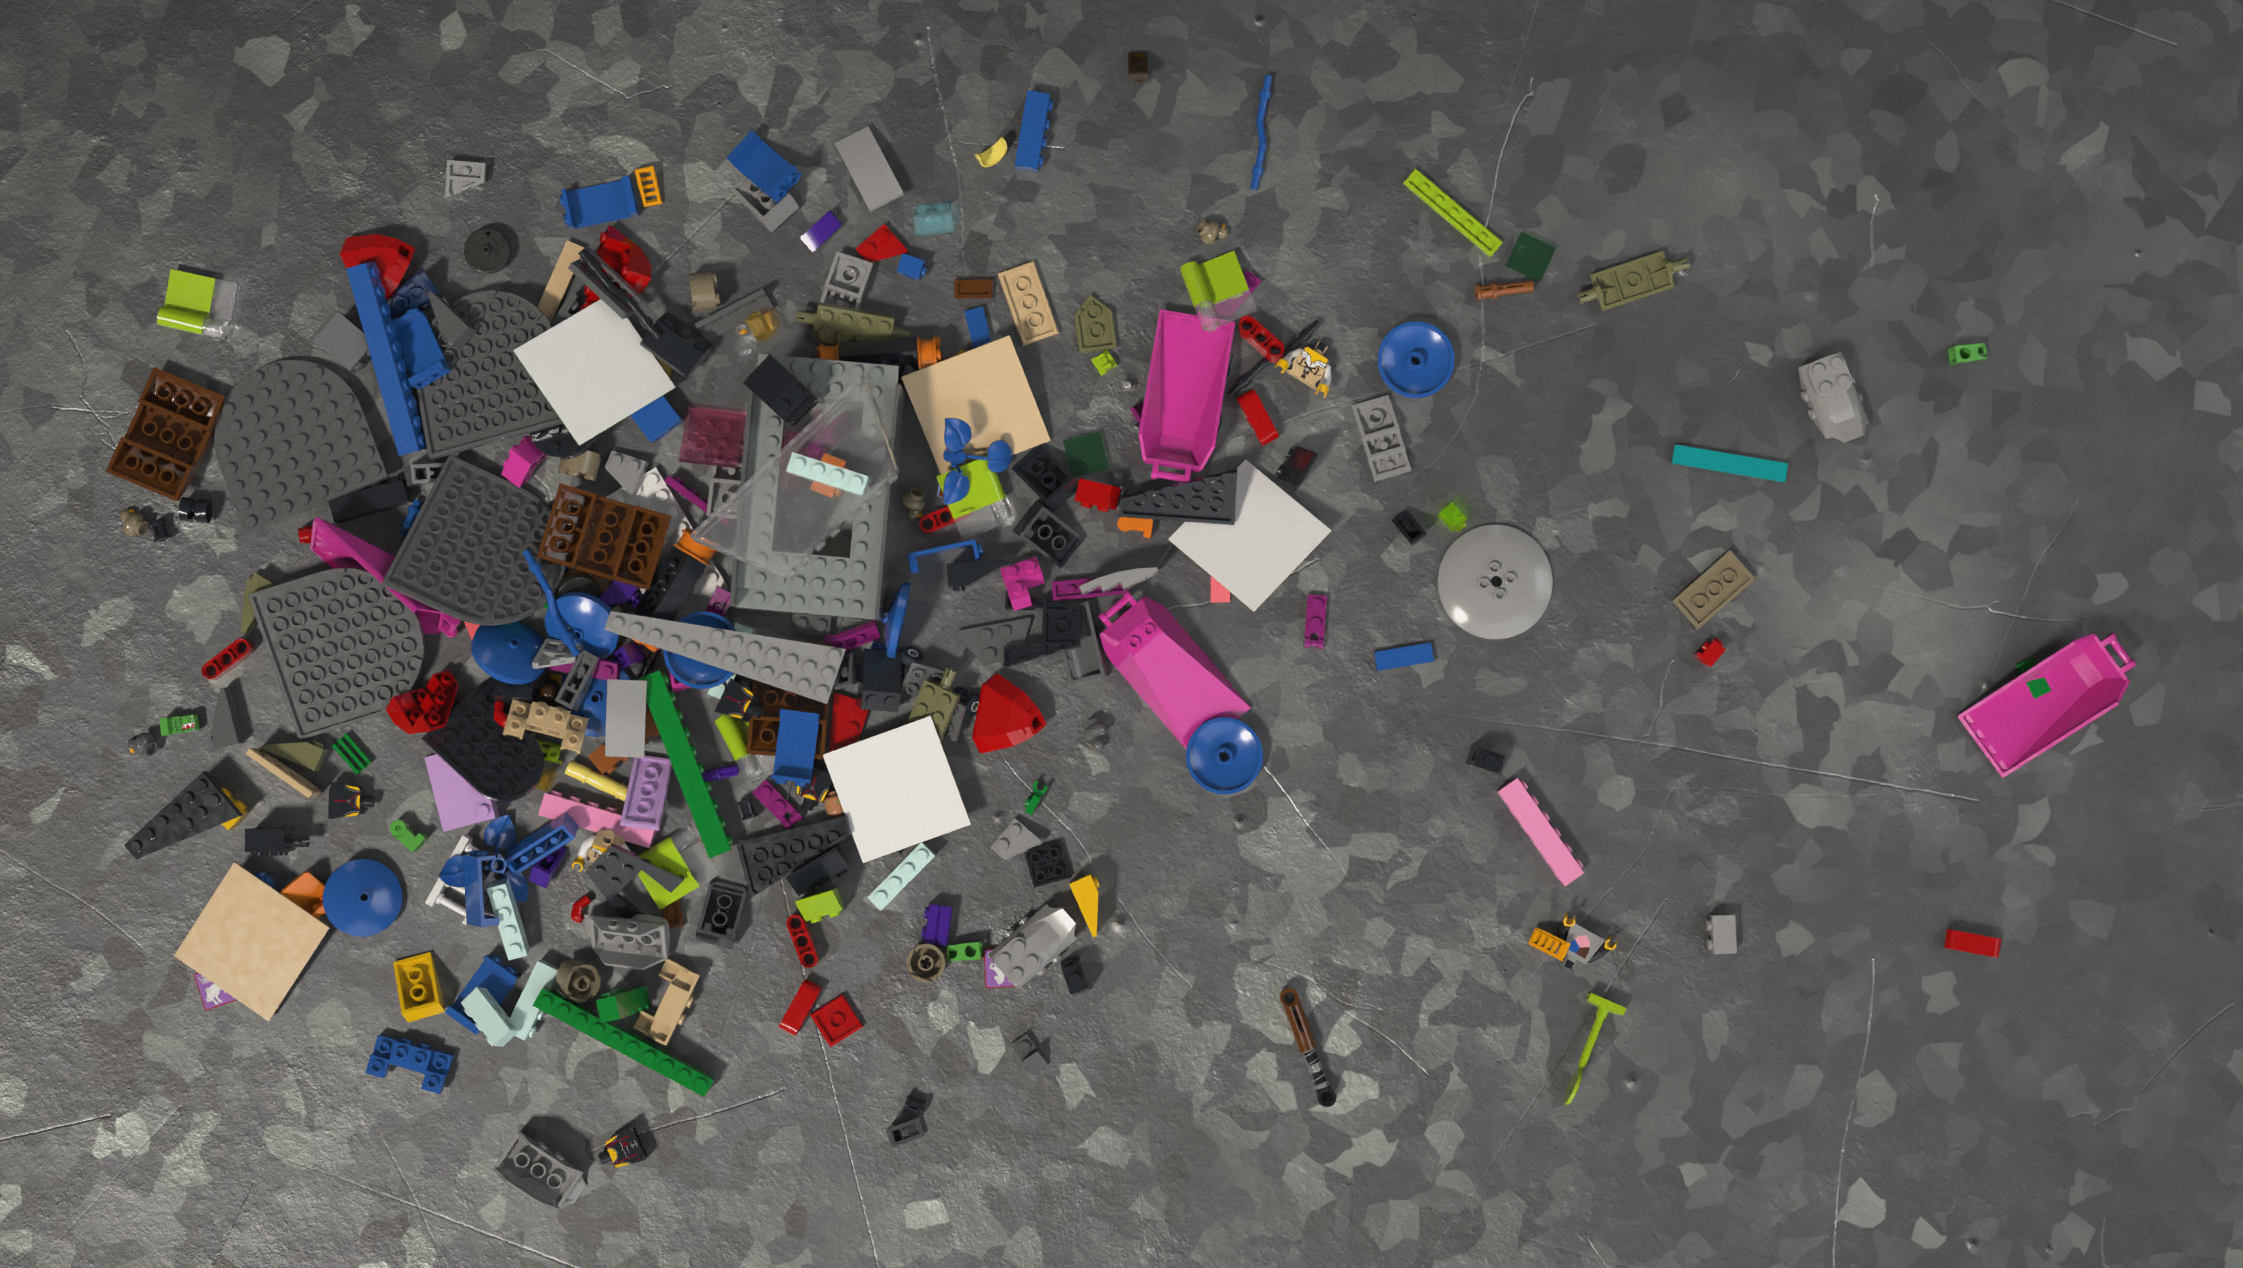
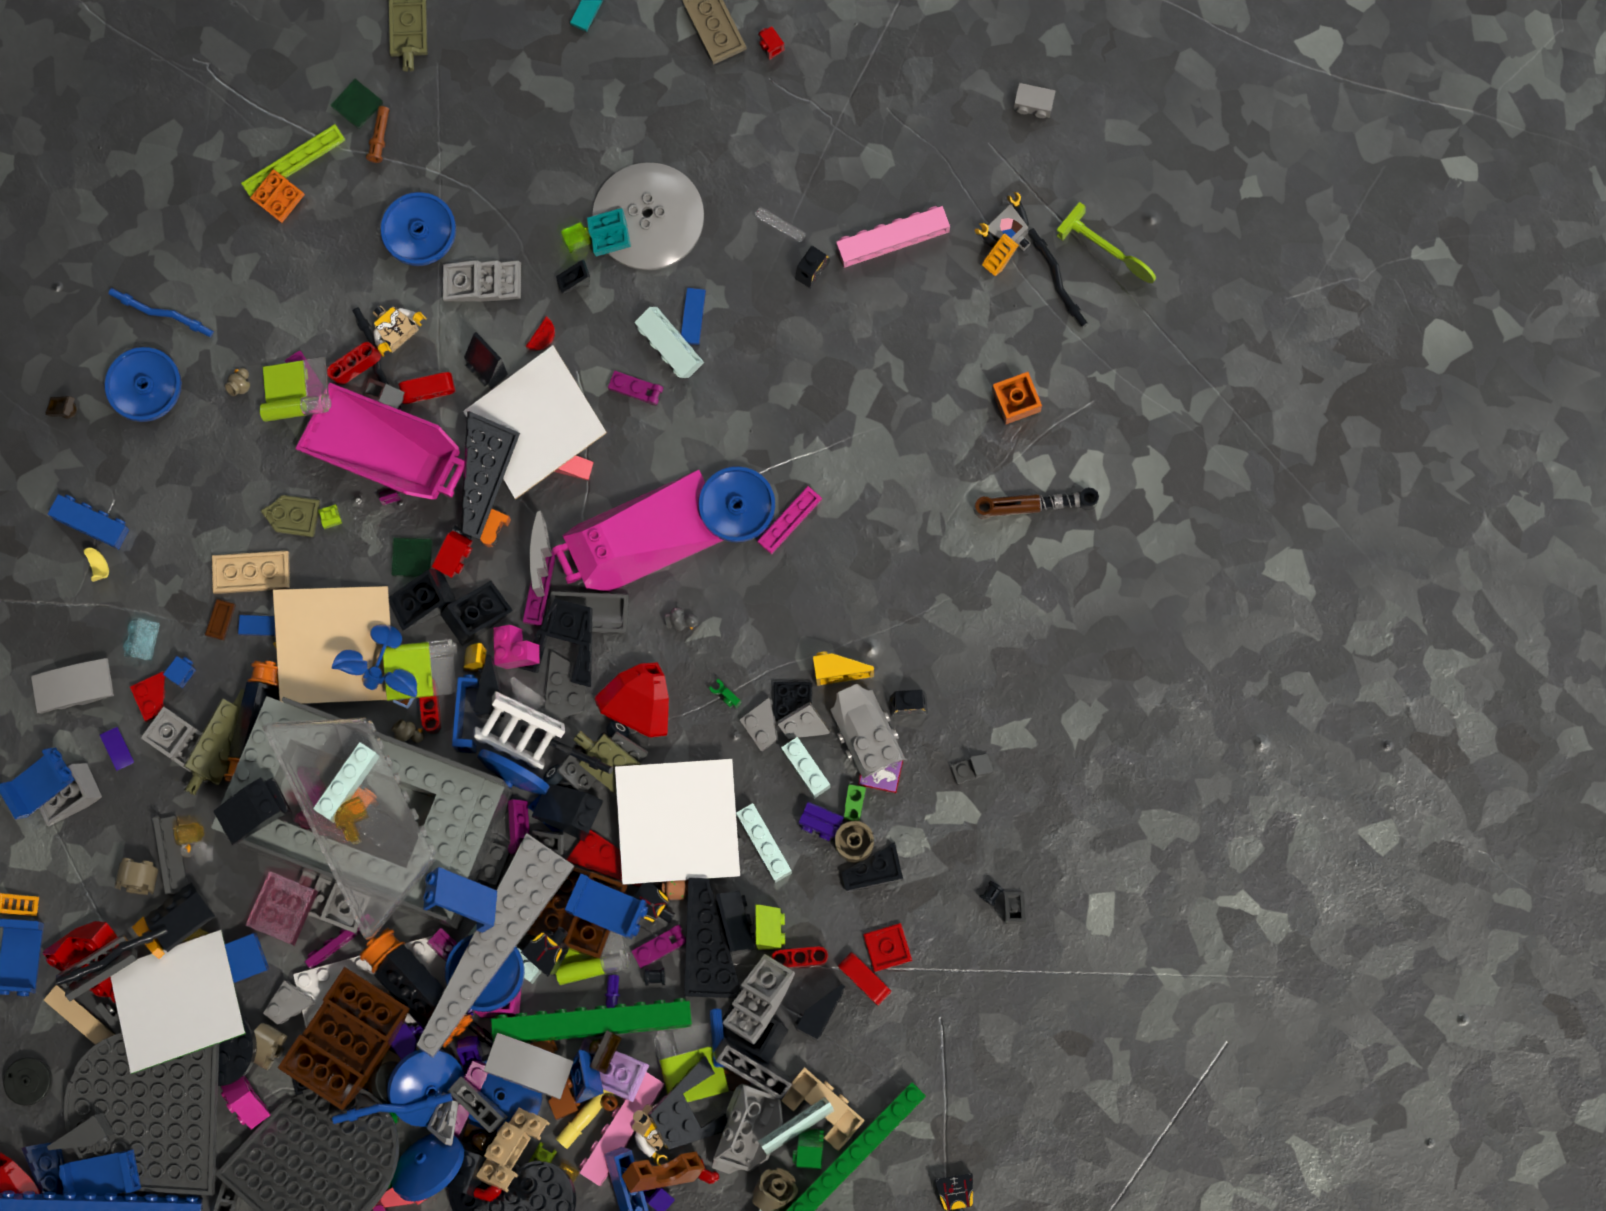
camera: 65 degrees left, 10 degrees down
(556, 863) = (681, 1170): none -> dark orange arch
(617, 796) = (605, 1105): none -> dark orange hinge
(632, 773) = (585, 1080): none -> blue slope
(640, 984) = (796, 1125): none -> light aqua slope
(654, 313) = (155, 947): none -> light orange piece
(660, 783) = (603, 1051): none -> dark brown tile
(684, 927) = (752, 1068): none -> black brick
(705, 885) = (717, 1031): none -> blue axle
(751, 915) = (759, 999): none -> light grey slope
(751, 974) = (817, 1016): none -> black slope
(758, 611) = (461, 897): none -> blue panel
(795, 485) = (349, 814): none -> clear yellow brick
(907, 992) = (875, 871): none -> black wing
(928, 694) = (594, 762): none -> black bar
(956, 607) = (519, 711): none -> white fence
(976, 607) = (526, 696): none -> clear slope
(985, 895) = (805, 767): none -> light aqua brick
(1000, 547) = (474, 657): none -> yellow slope
(1027, 880) = (803, 723): none -> light grey wing
(1186, 122) = (135, 370): none -> blue dish
(1224, 810) = (789, 520): none -> dark pink tile
(1237, 378) = (383, 393): none -> dark grey slope
(1342, 515) = (543, 336): none -> red tile
(1369, 641) = (668, 342): none -> light aqua brick
(1407, 999) = (1016, 398): none -> orange brick
(1412, 209) = (277, 196): none -> orange slope
(1465, 549) = (609, 232): none -> teal slope
(1522, 716) = (780, 224): none -> clear axle
(1572, 980) = (1074, 309): none -> black bar

